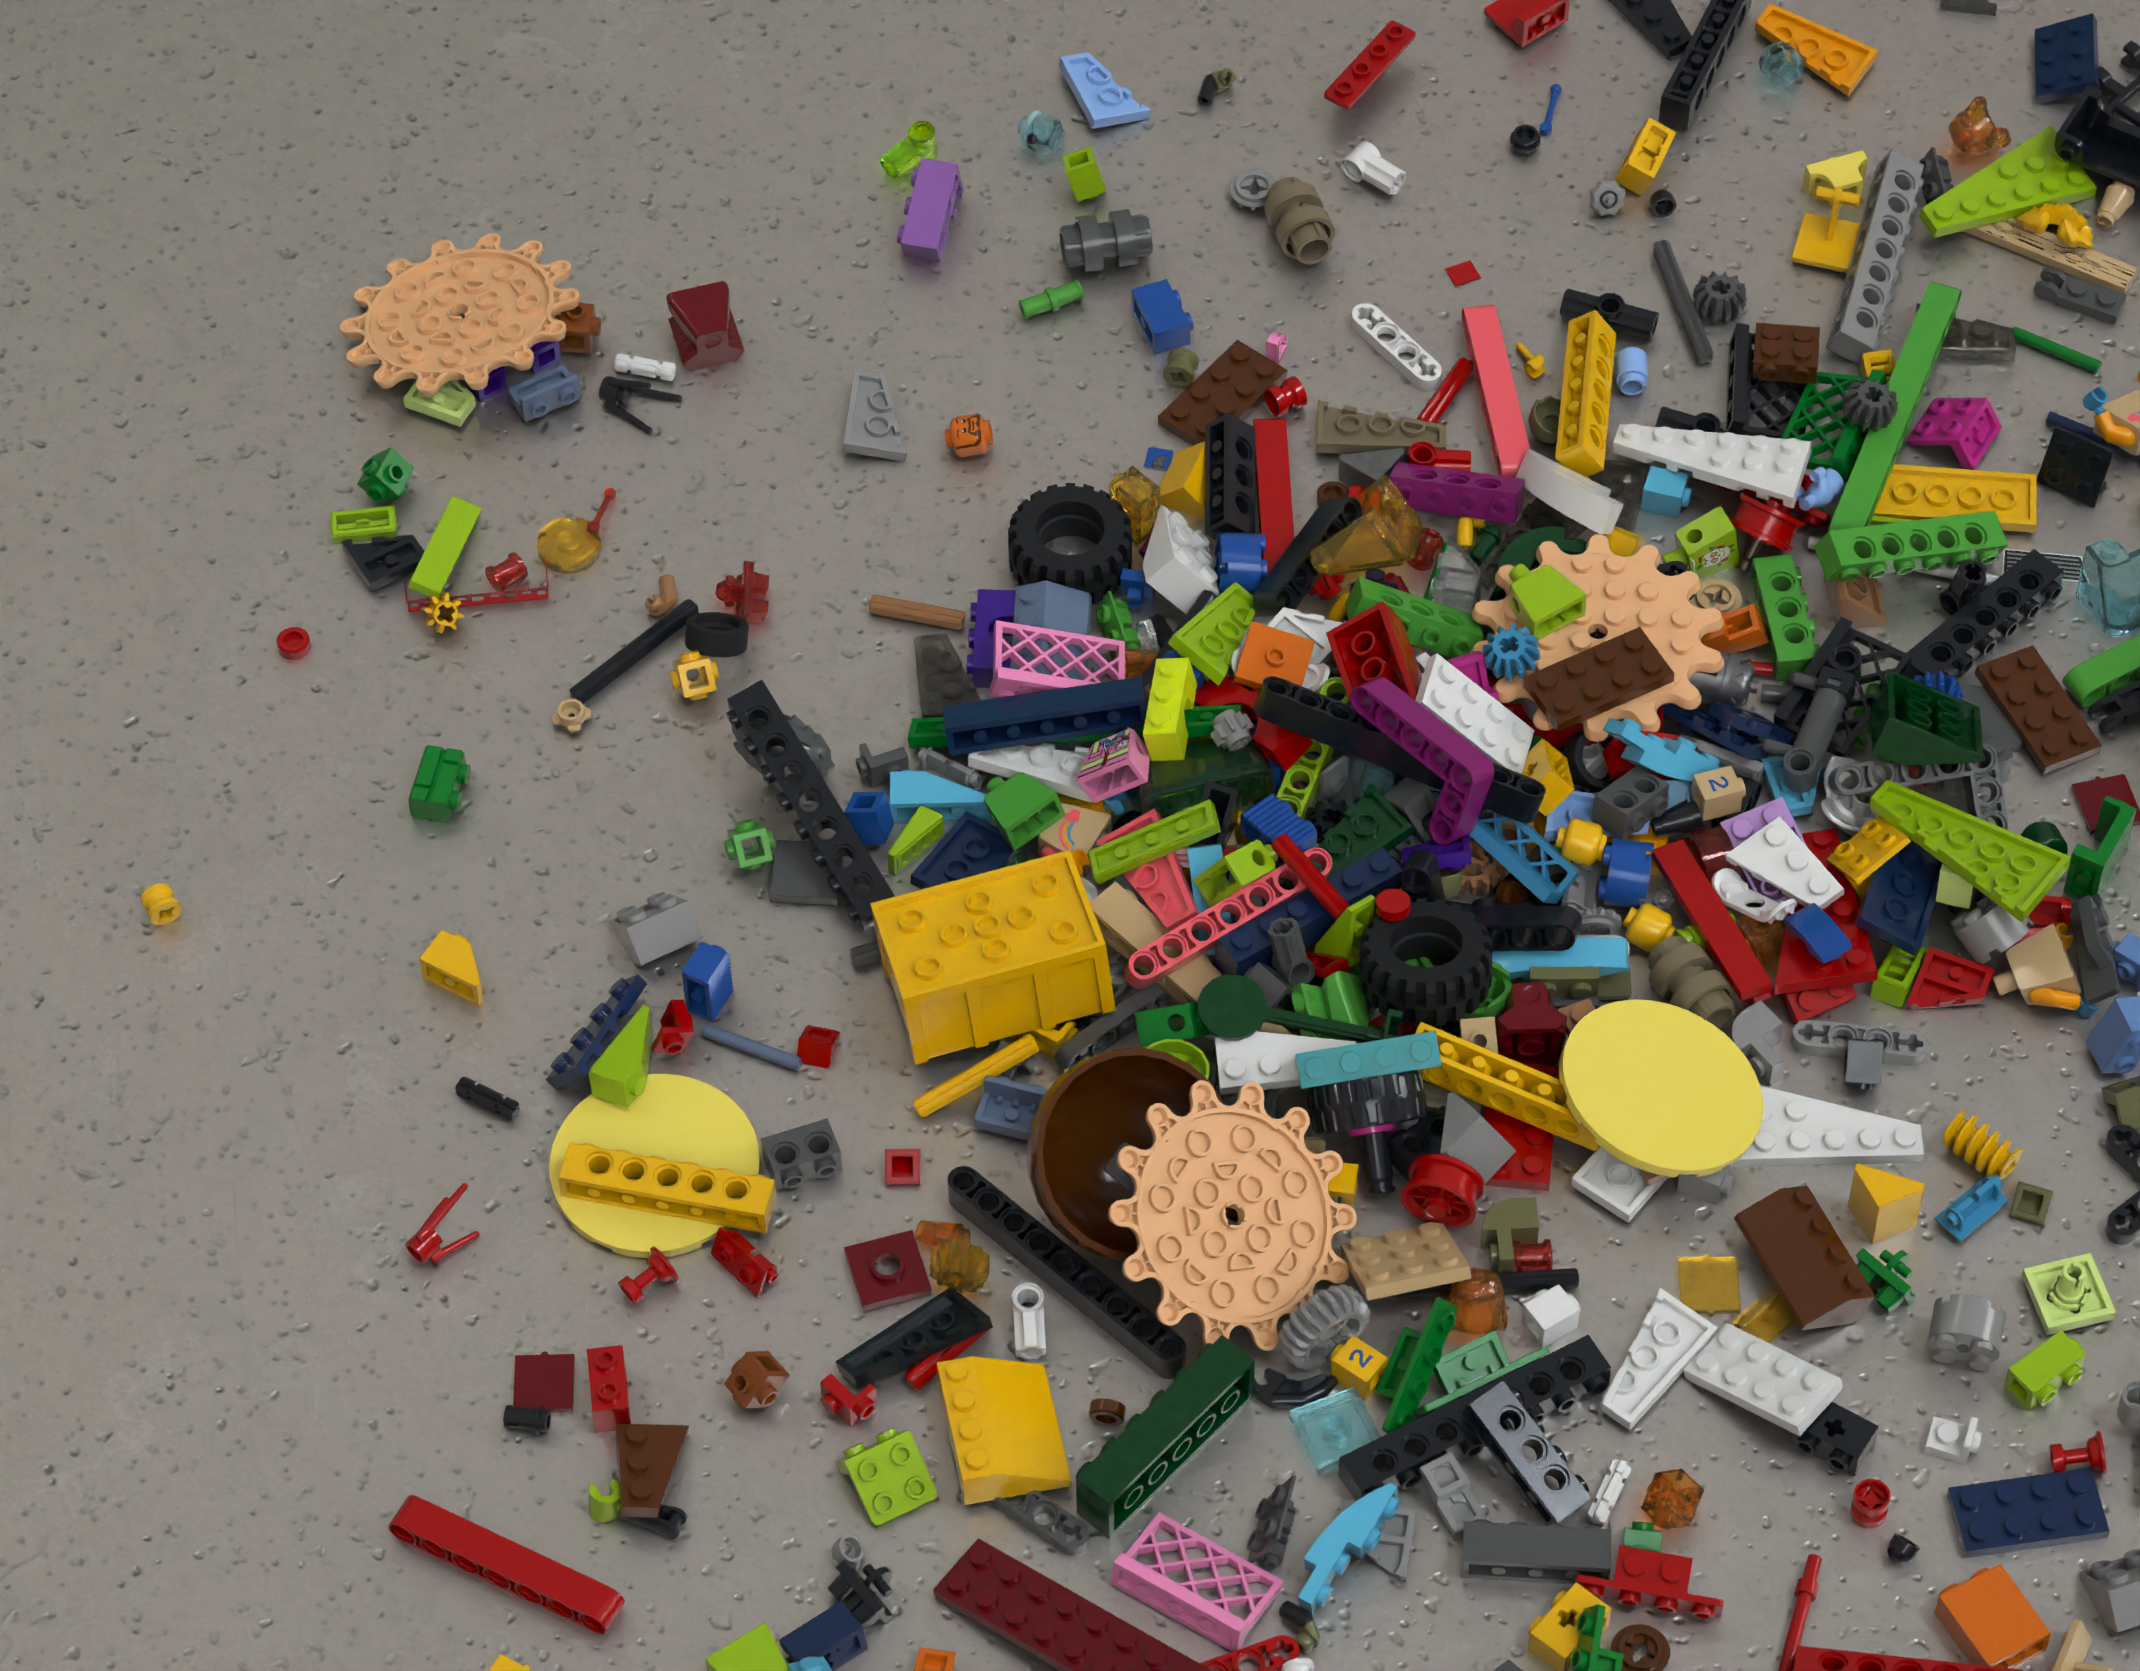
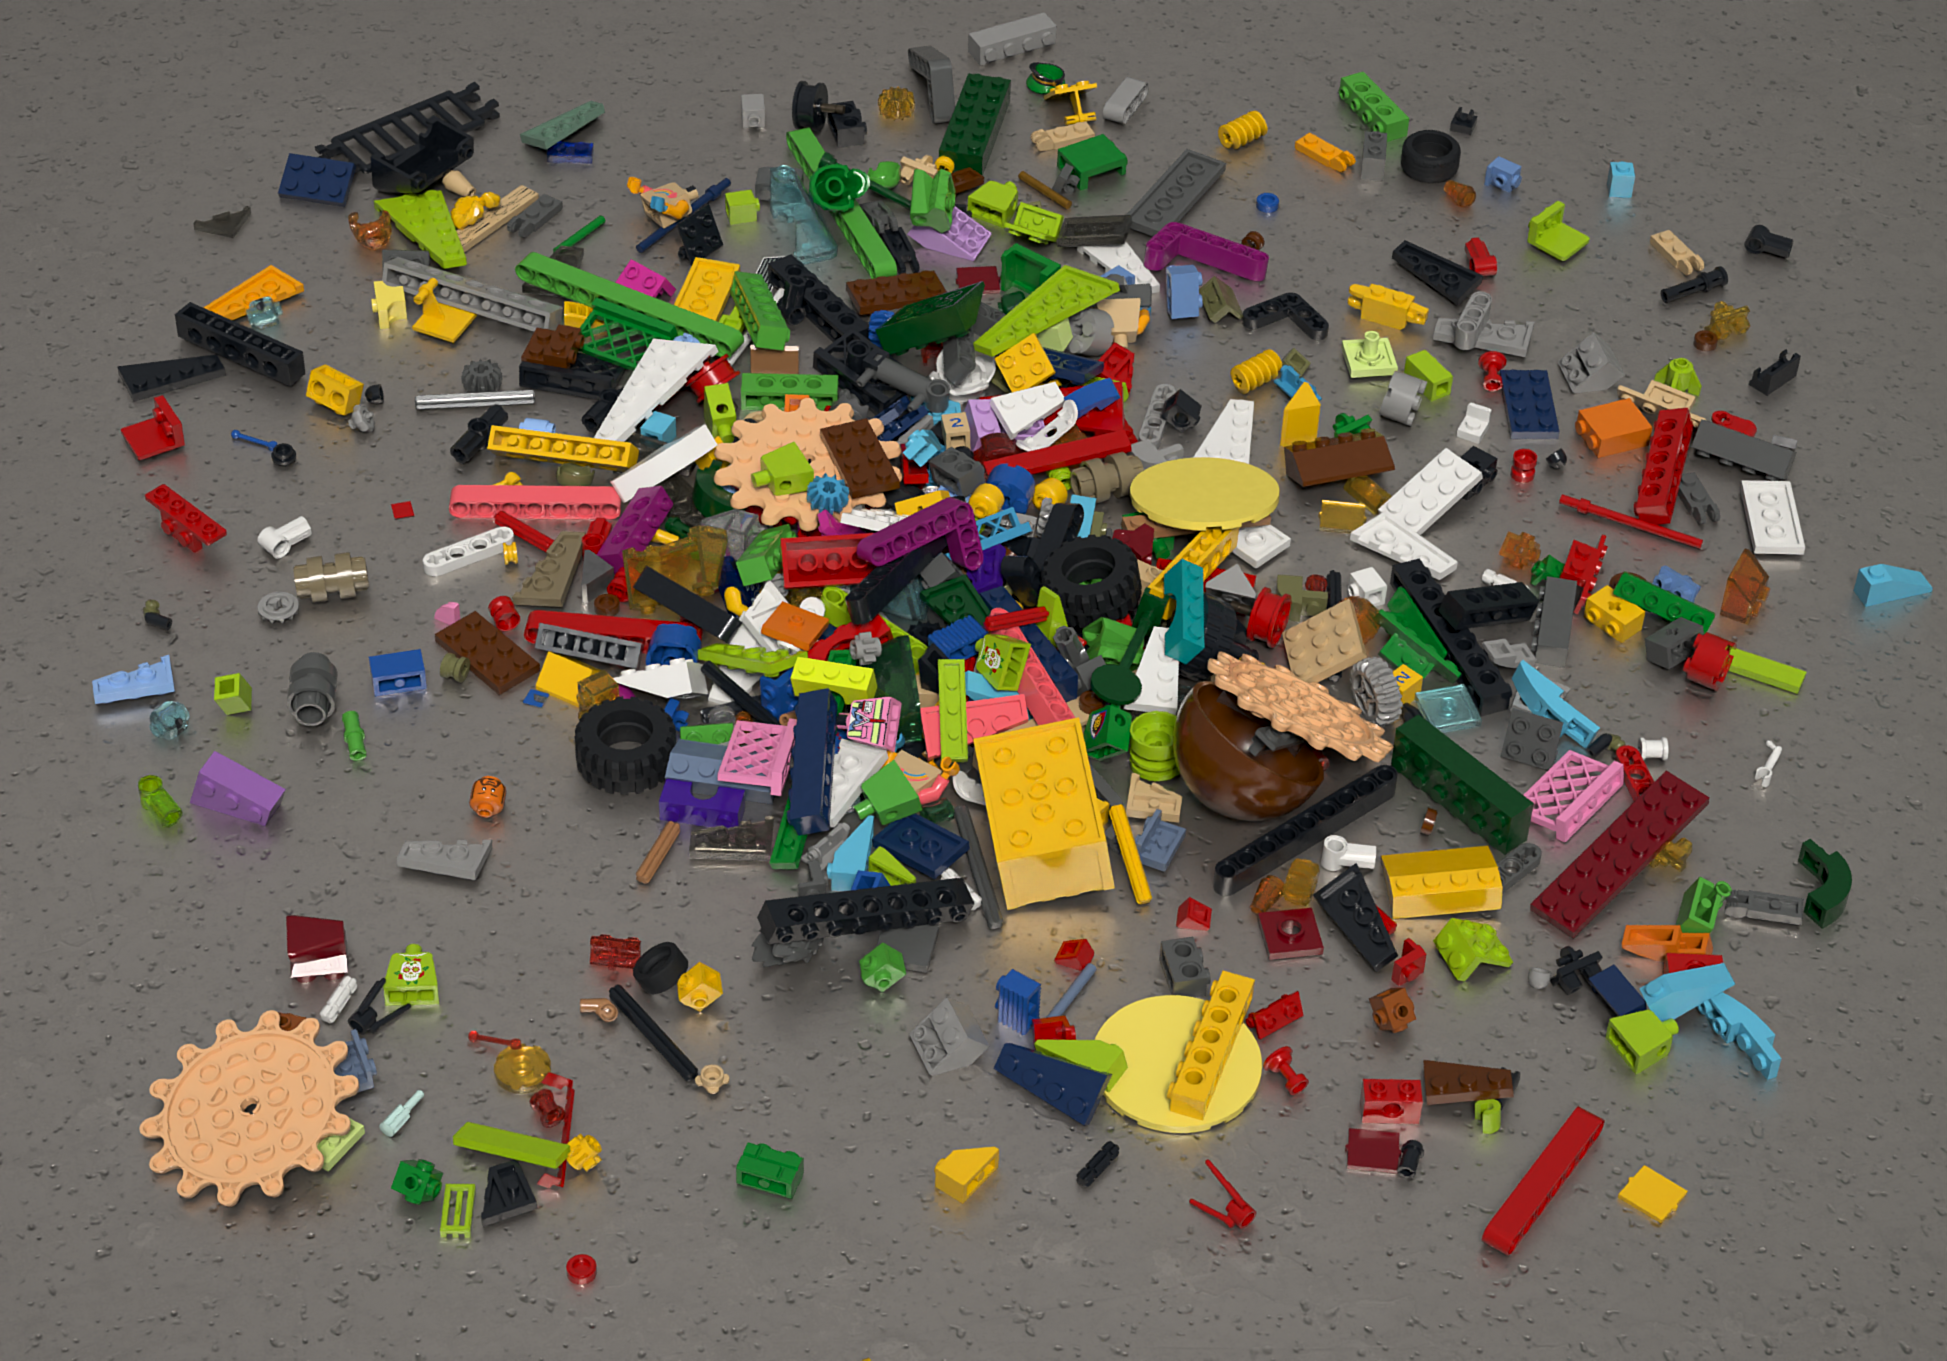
camera: 85 degrees left, 10 degrees down
(487, 450) = (400, 1115): none -> light aqua axle
(680, 420) = (411, 978): none -> lime torso
(1393, 905) = (1053, 577): red tile -> none
(1396, 384) = (510, 553): none -> yellow bush
(1869, 404) = (635, 300): dark grey gear -> none

